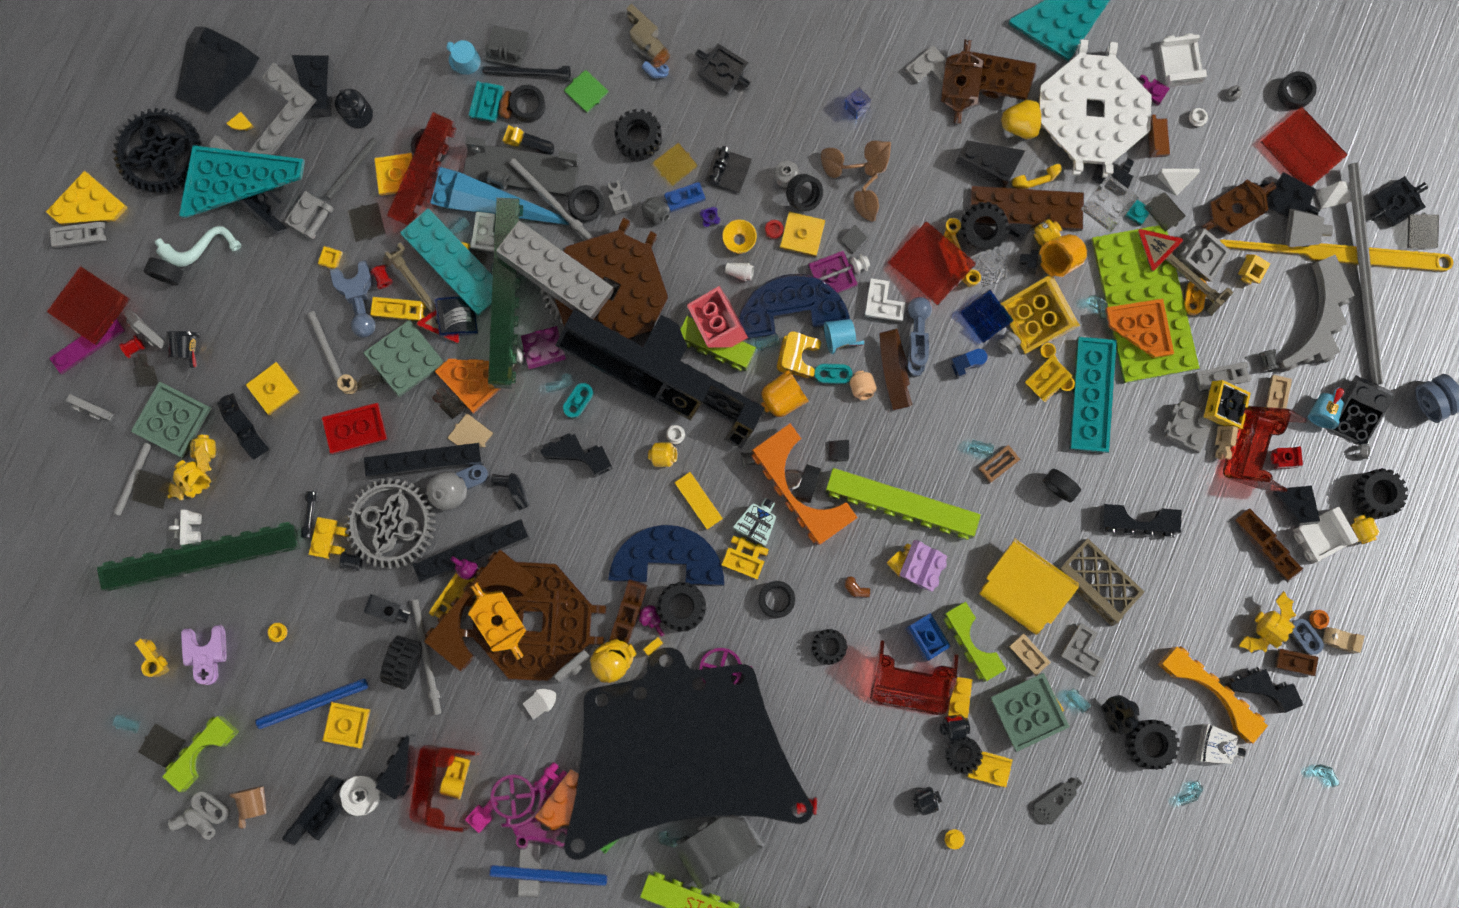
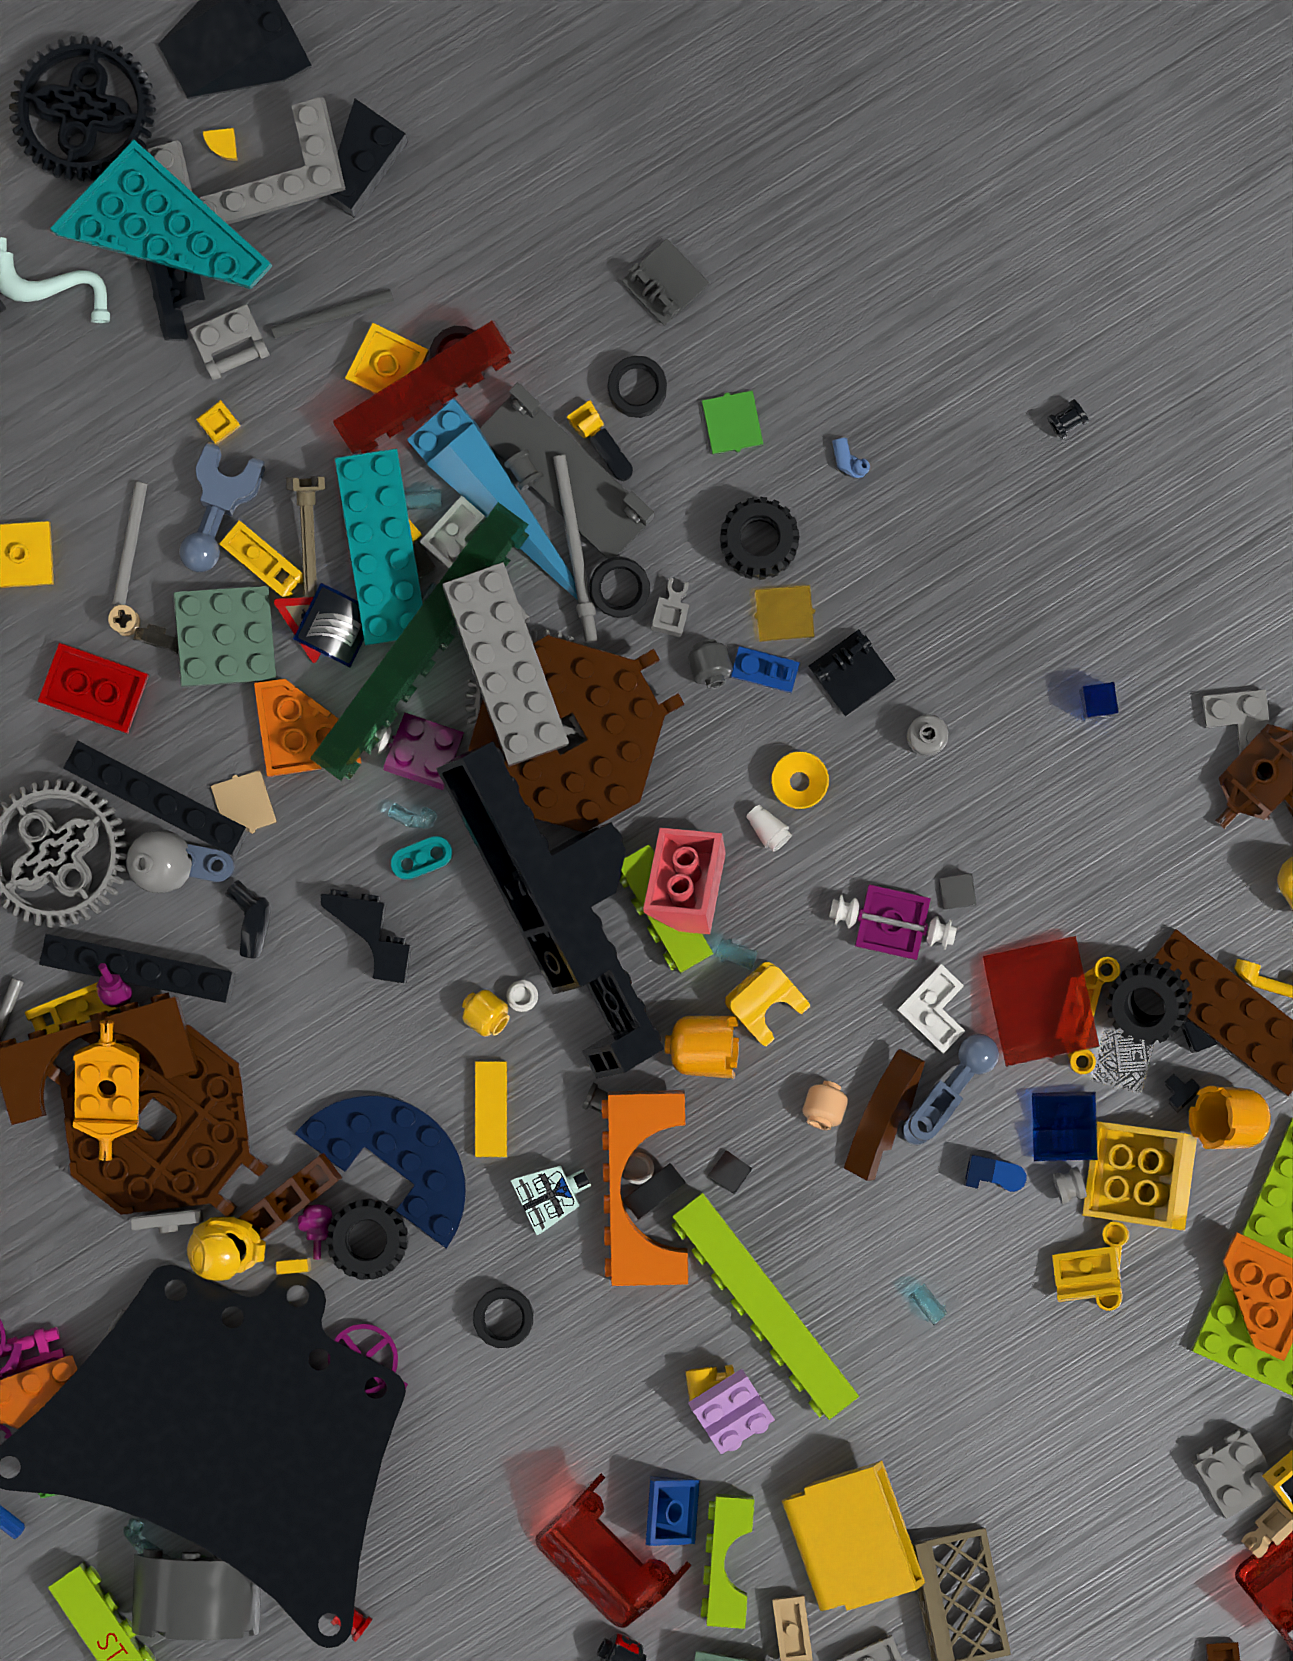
camera: 40 degrees right, 5 degrees up
(353, 108) = (392, 227): black piece -> none
(366, 222) = (302, 404): clear smoke piece -> none
(381, 276) = (270, 499): red bush -> none
(449, 404) = (244, 745): clear smoke plate -> none
(463, 57) = (593, 260): medium azure hat -> none
(486, 102) = (581, 345): teal plate -> none
(504, 102) = (604, 365): dark orange arm -> none
(541, 701) = (92, 1236): white tile -> none
(562, 73) = (716, 375): black piece -> none
(645, 38) = (863, 404): dark tan plate -> none
(708, 221) = (788, 718): dark purple plate -> none
(723, 68) = (945, 522): black plate -> none
(744, 563) = (492, 1236): yellow plate -> none
(774, 229) = (857, 800): red tile -> none
(789, 295) = (810, 914): dark blue plate -> none
(794, 186) = (928, 762): black tyre -> none
(802, 234) = (892, 834): yellow plate -> none
(829, 658) = (549, 1430): black tyre -> none
(833, 372) = (796, 1061): teal plate -> none
(840, 334) = (843, 1014): medium azure hat -> none
(854, 589) = (618, 1377): dark orange arm -> none
(877, 155) = (1060, 808): medium nougat plant -> none
(960, 697) = (659, 1621): yellow plate -> none
(986, 473) = (910, 1356): medium nougat tile -> none
(990, 161) = (1226, 913): black wedge -> none
(1047, 231) = (1232, 1069): yellow head -> none
(1062, 485) = (998, 1433): black tyre -> none
(1093, 395) = (1134, 1337): teal plate -> none
(1099, 304) = (1234, 1216): clear light blue arm -> none
(1116, 518) = (1105, 1579): black arch -> none

